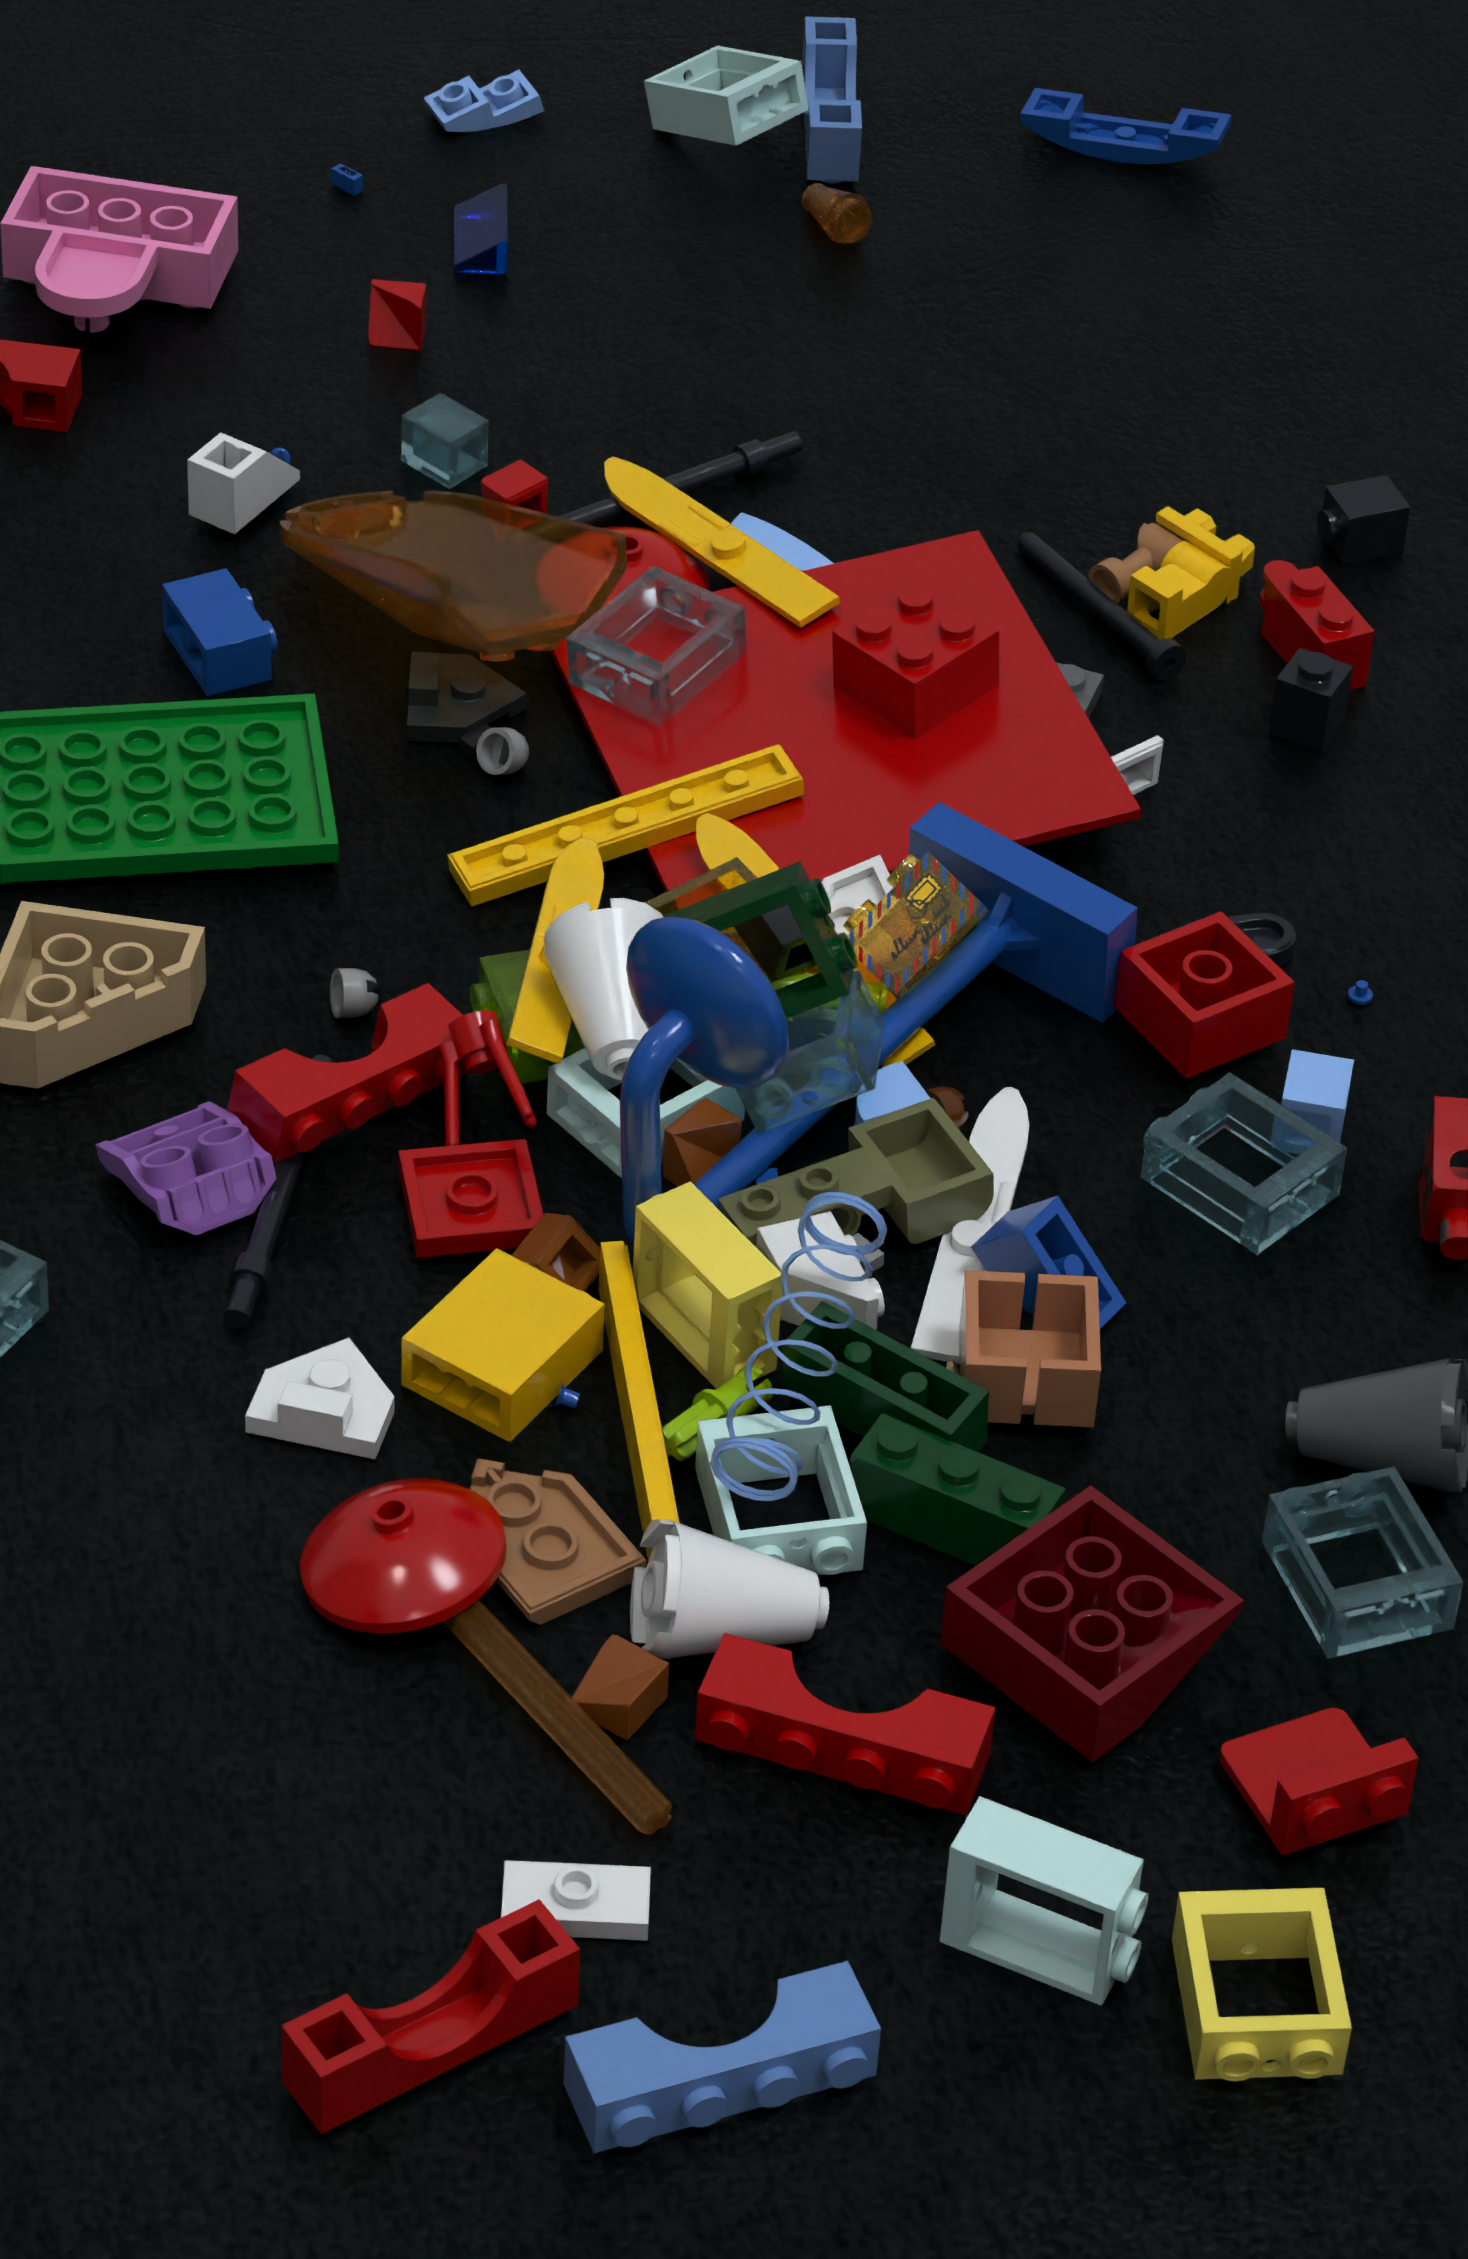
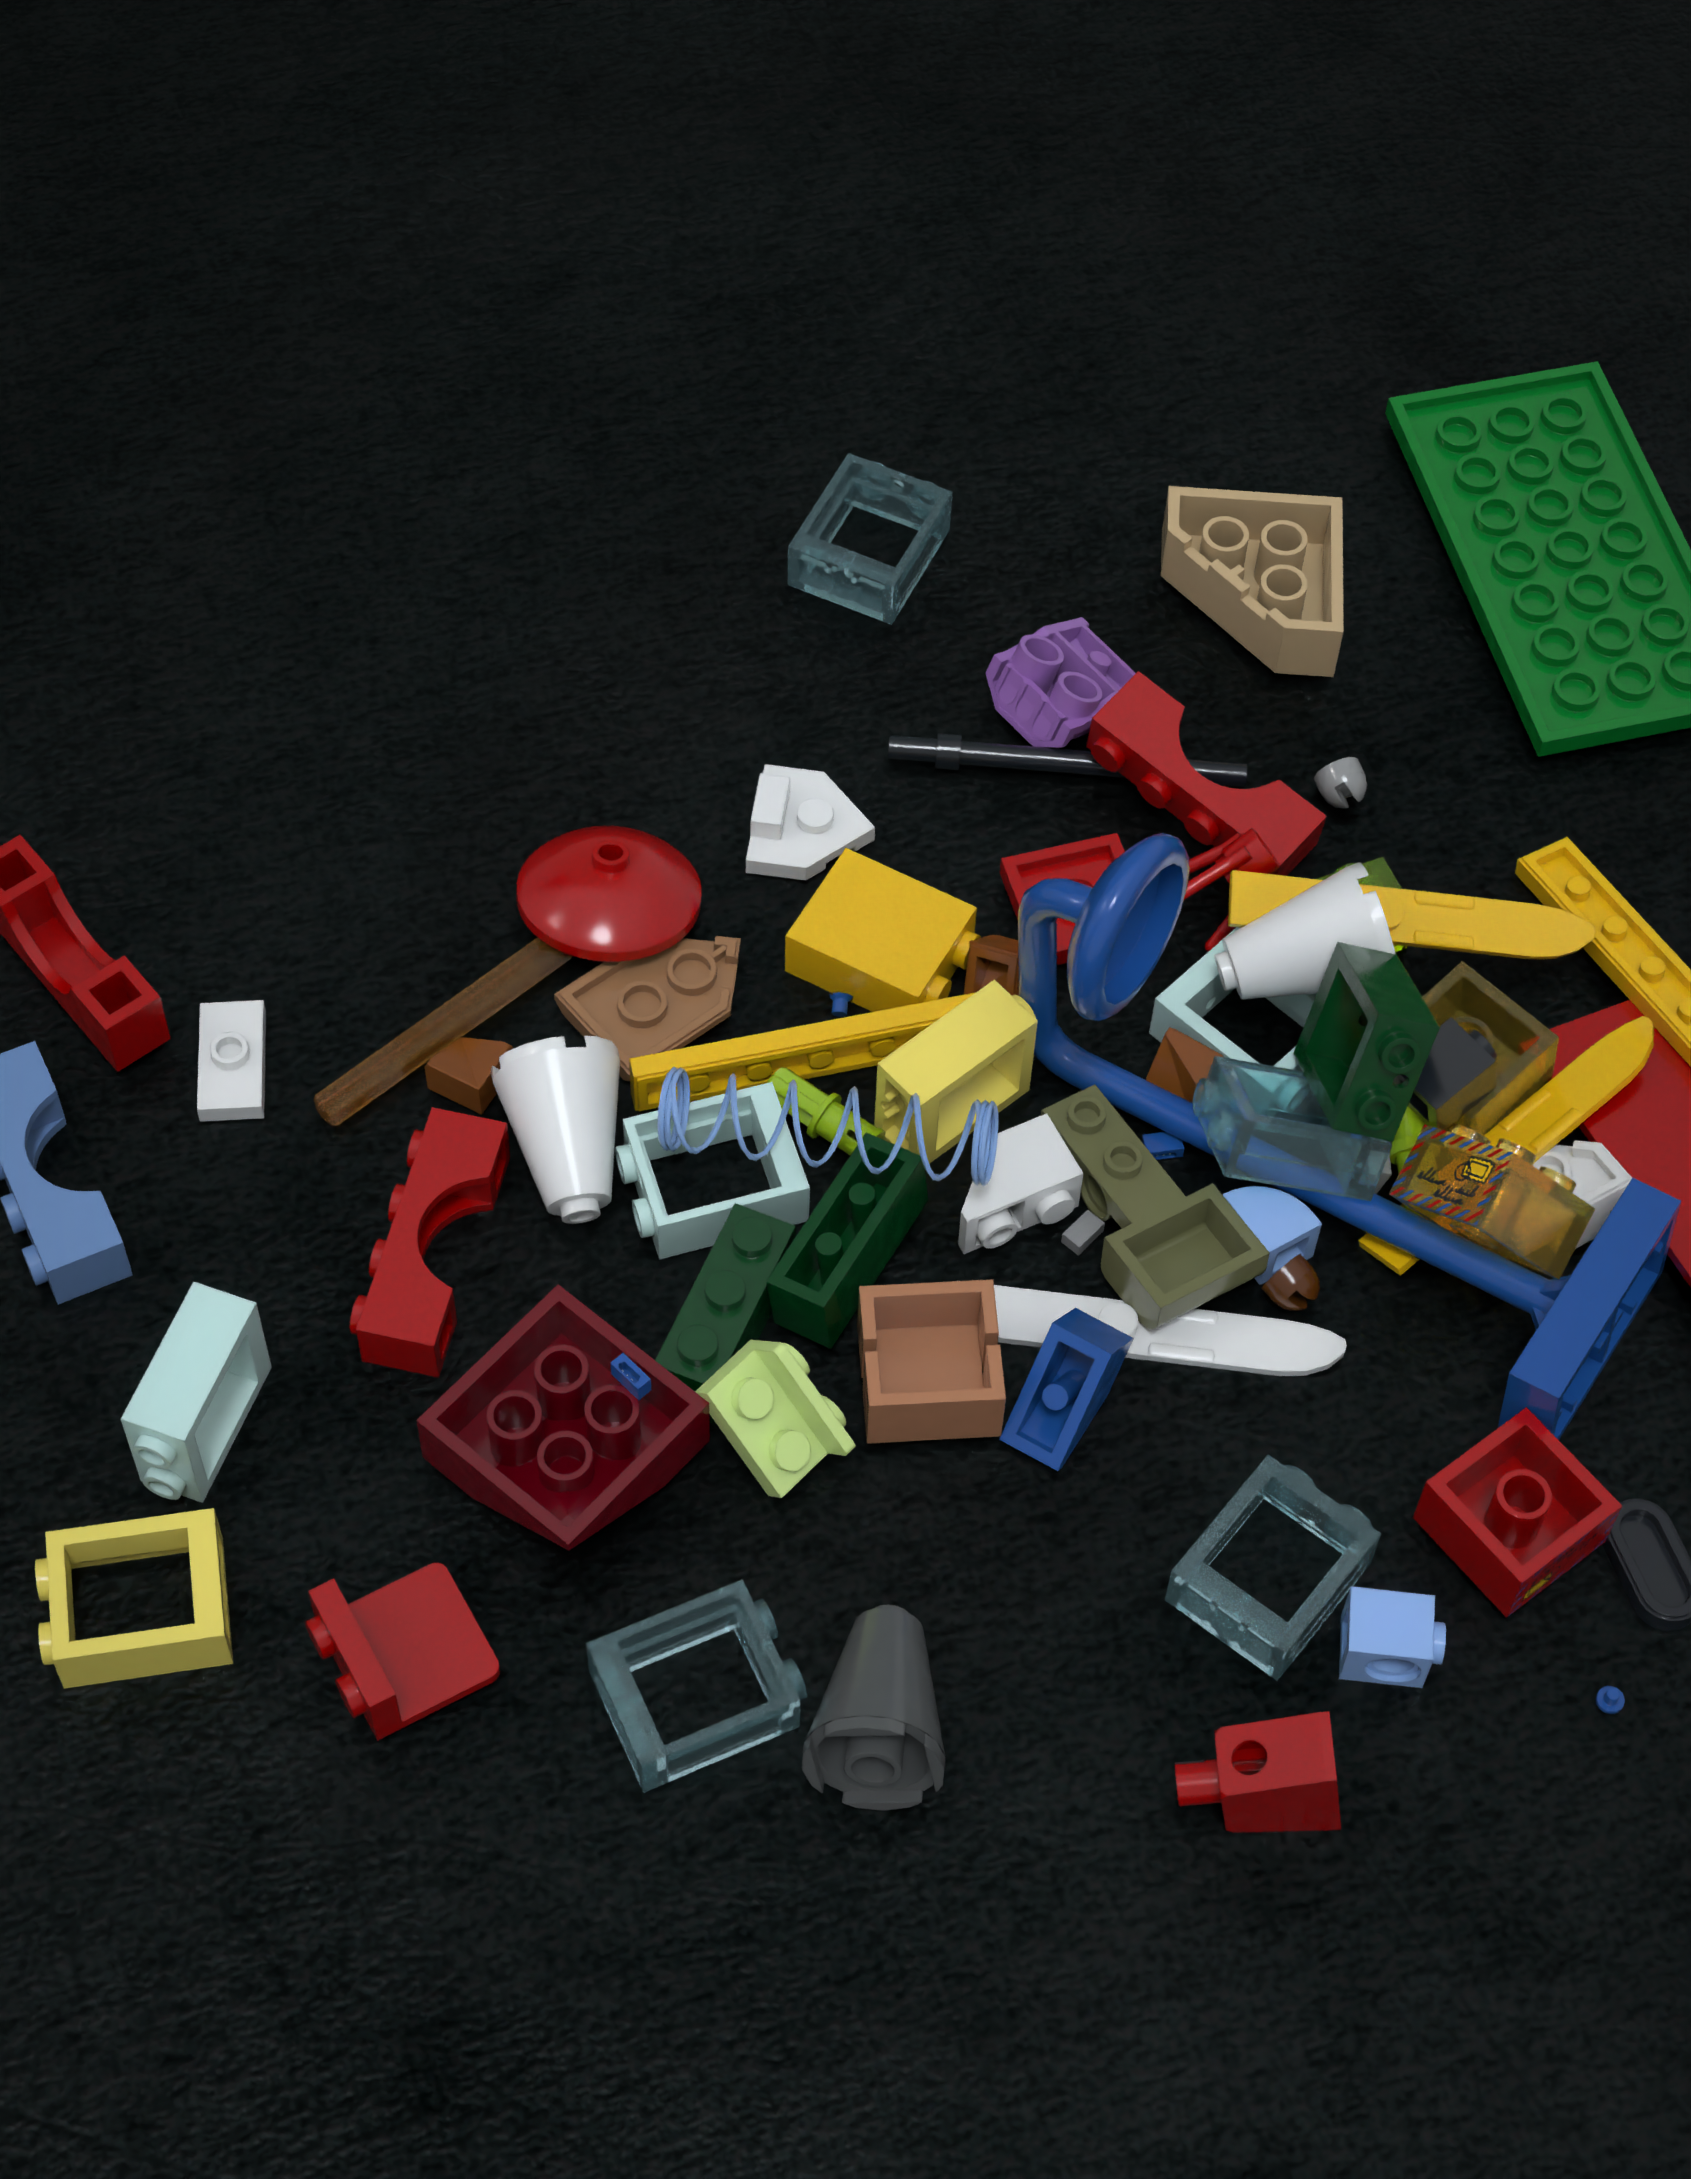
camera: 85 degrees right, 15 degrees up
(1065, 1531) = (630, 1376): none -> blue piece
(1075, 1451) = (774, 1414): none -> yellowish green bracket

